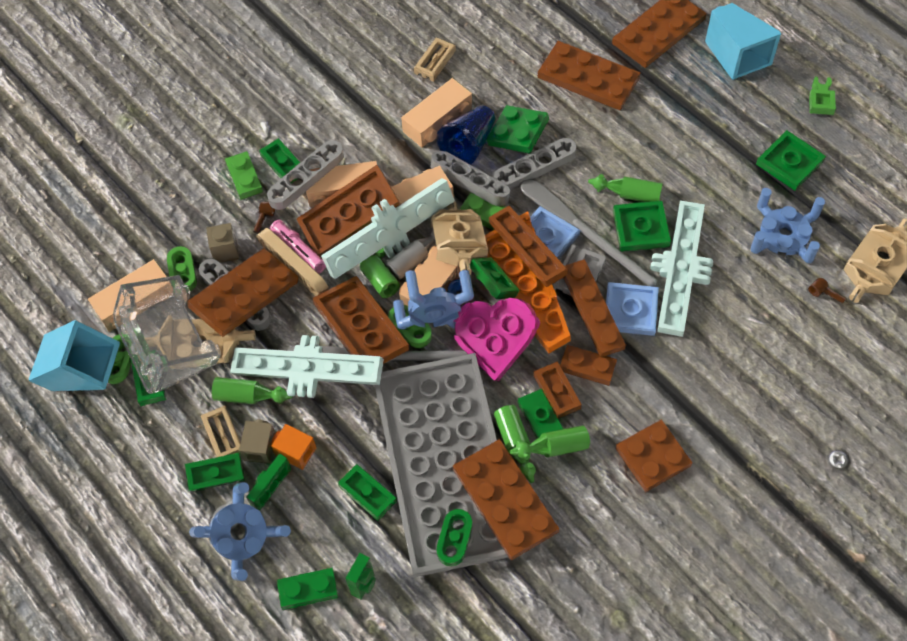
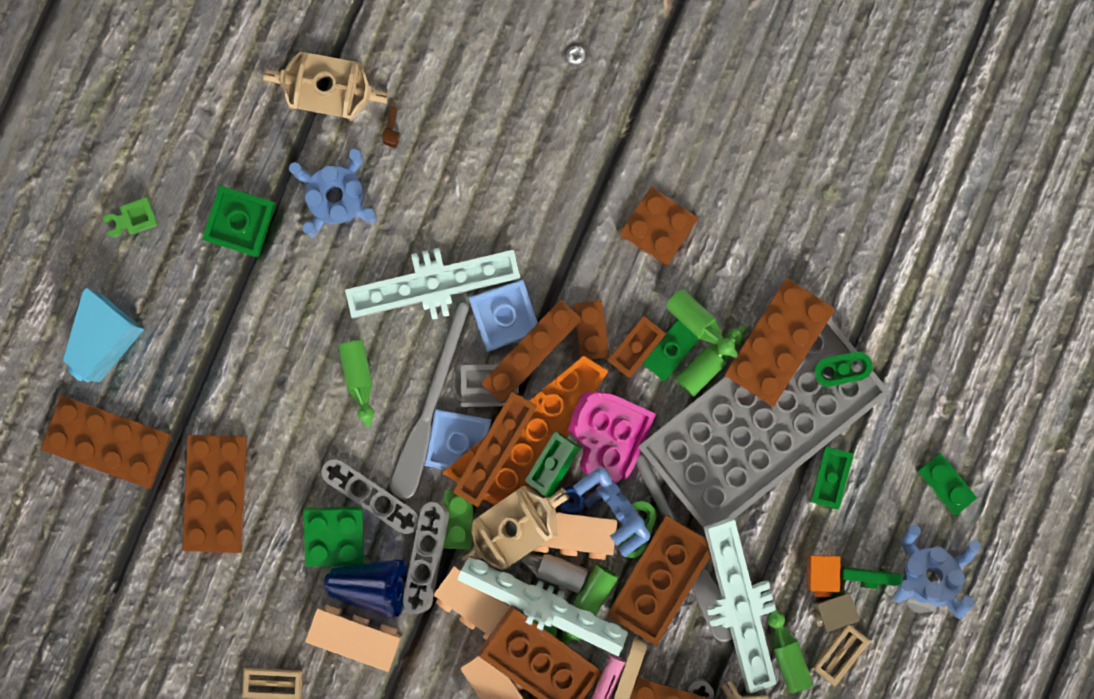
camera: 125 degrees left, 25 degrees up
(214, 472) = (885, 635): green plate -> none
(361, 576) = (922, 434): green plate -> none
(641, 226) = (400, 346): green plate -> none

